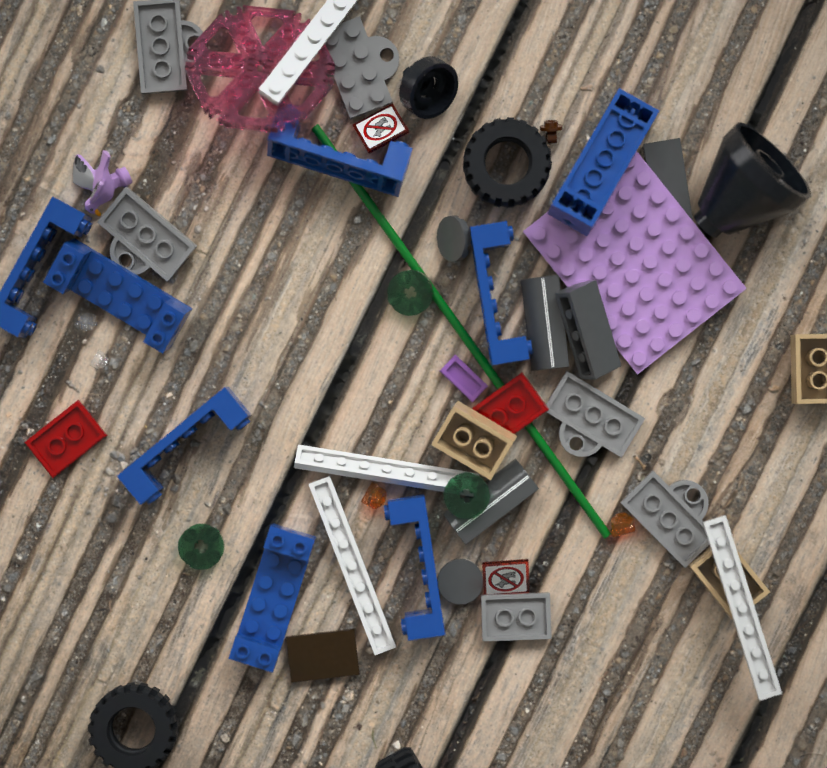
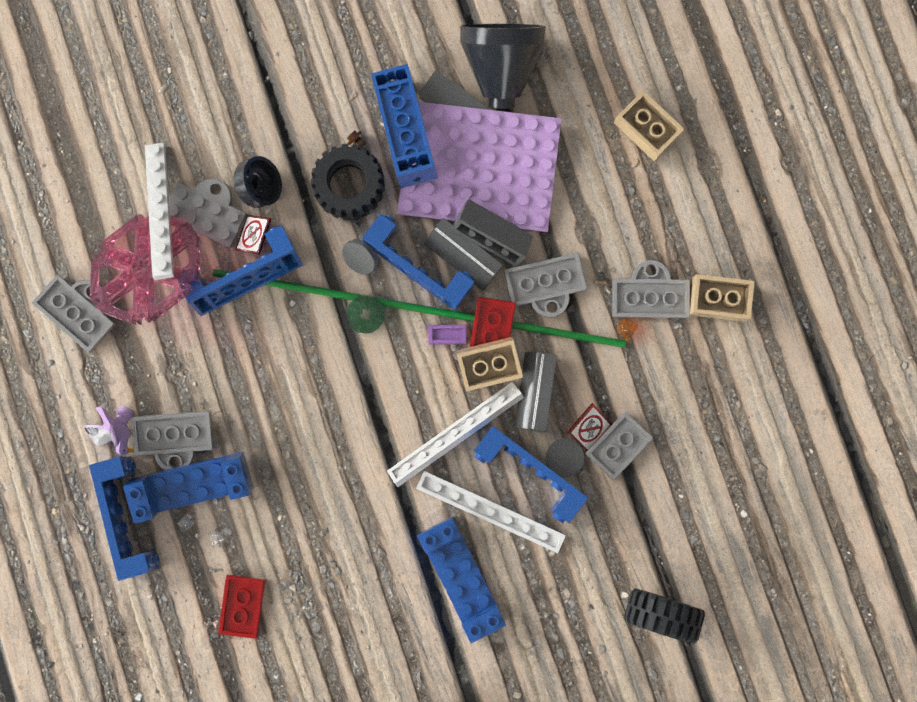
camera: 45 degrees left, 5 degrees down
(139, 478) = (309, 586): blue plate -> none
(192, 556) = (388, 602): clear green plate -> none
(322, 655) = (526, 584): dark brown tile -> none
(374, 496) = (463, 456): clear orange plate -> none
(456, 505) = (517, 412): clear green plate -> none
(742, 607) = (748, 306): white plate -> none

